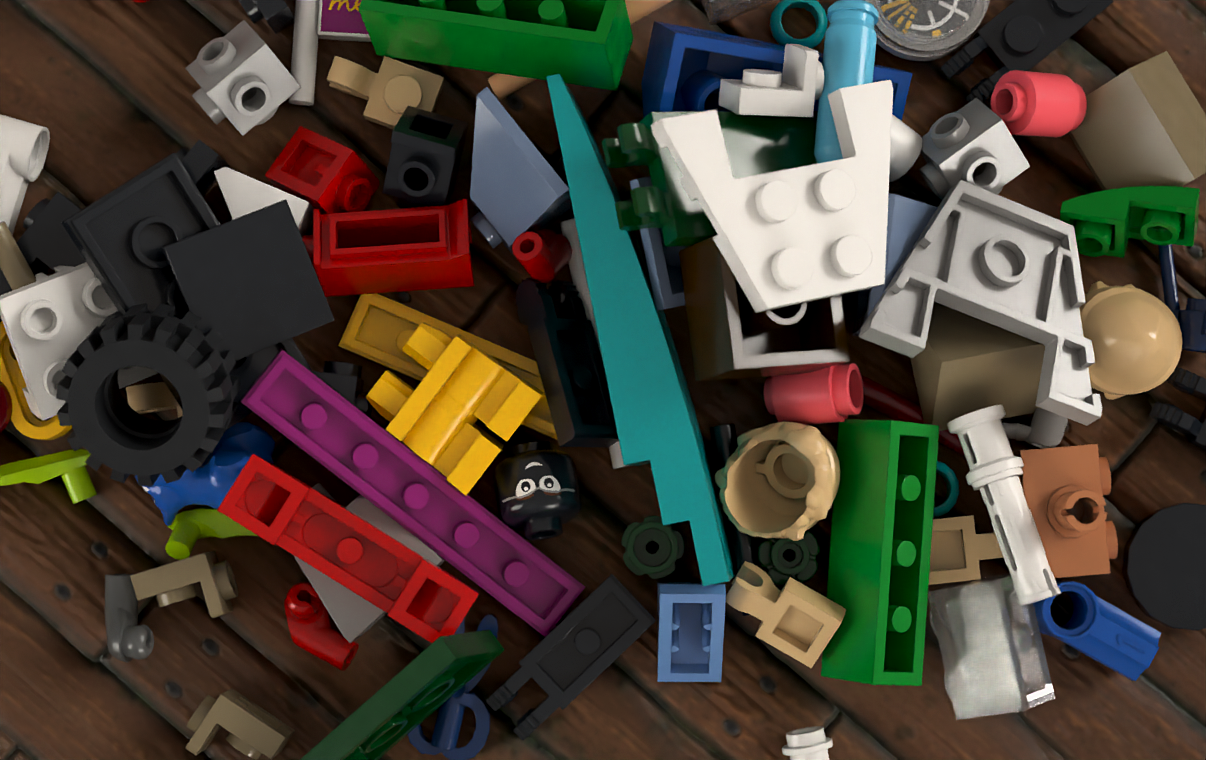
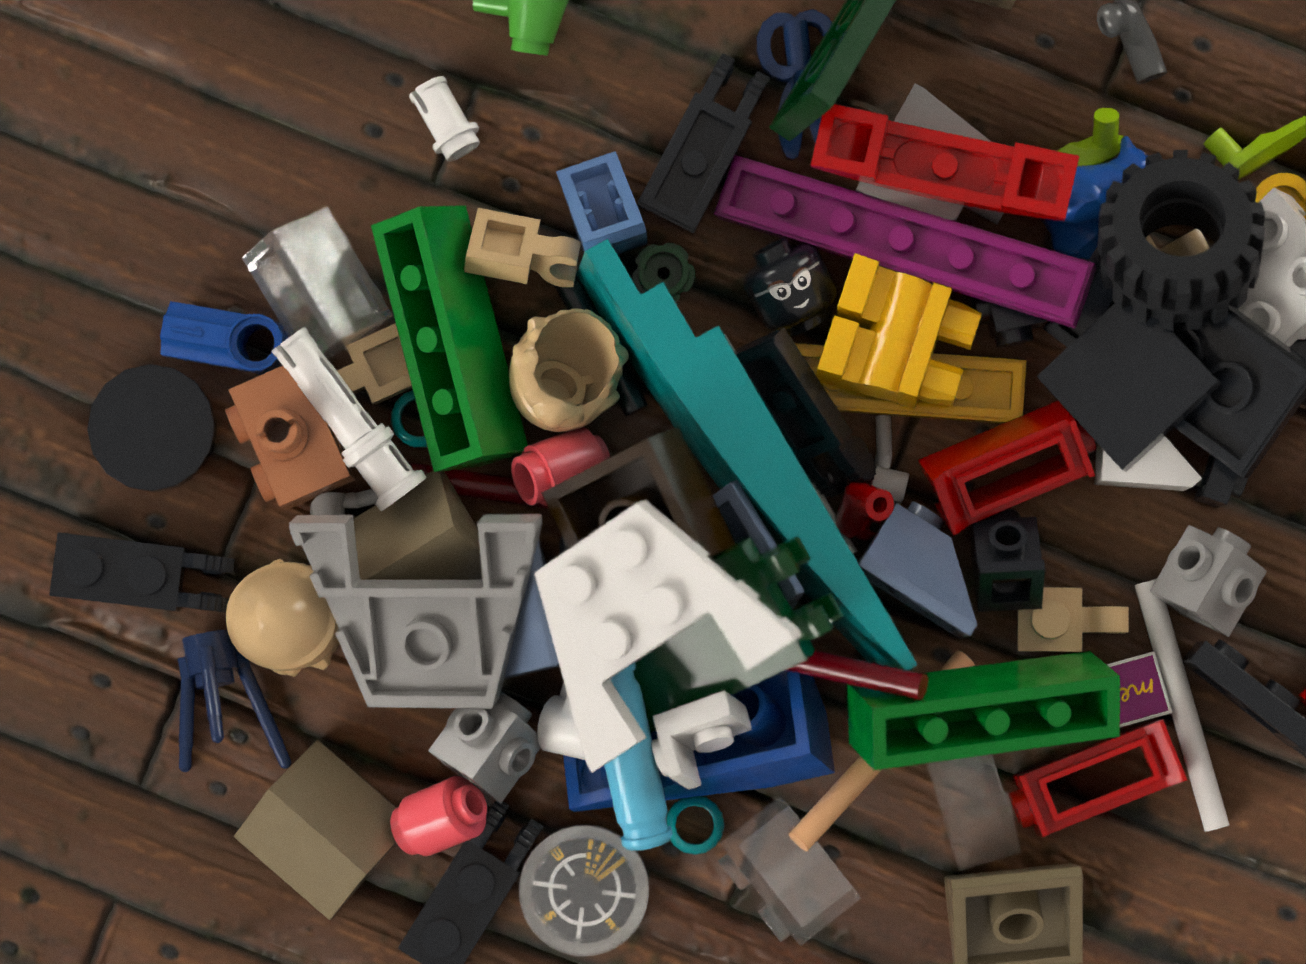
camera: 165 degrees right, 0 degrees up
(177, 579) = (1097, 86): dark tan bracket -> none
(312, 627) = (954, 88): red arm -> none
(323, 173) = (1099, 516): red bracket -> none
(507, 274) = (886, 478): none -> light grey hand
(595, 83) = (864, 674): none -> dark red bar
(801, 568) = (517, 299): dark green plate -> none
(1148, 213) = (333, 730): green slope -> none

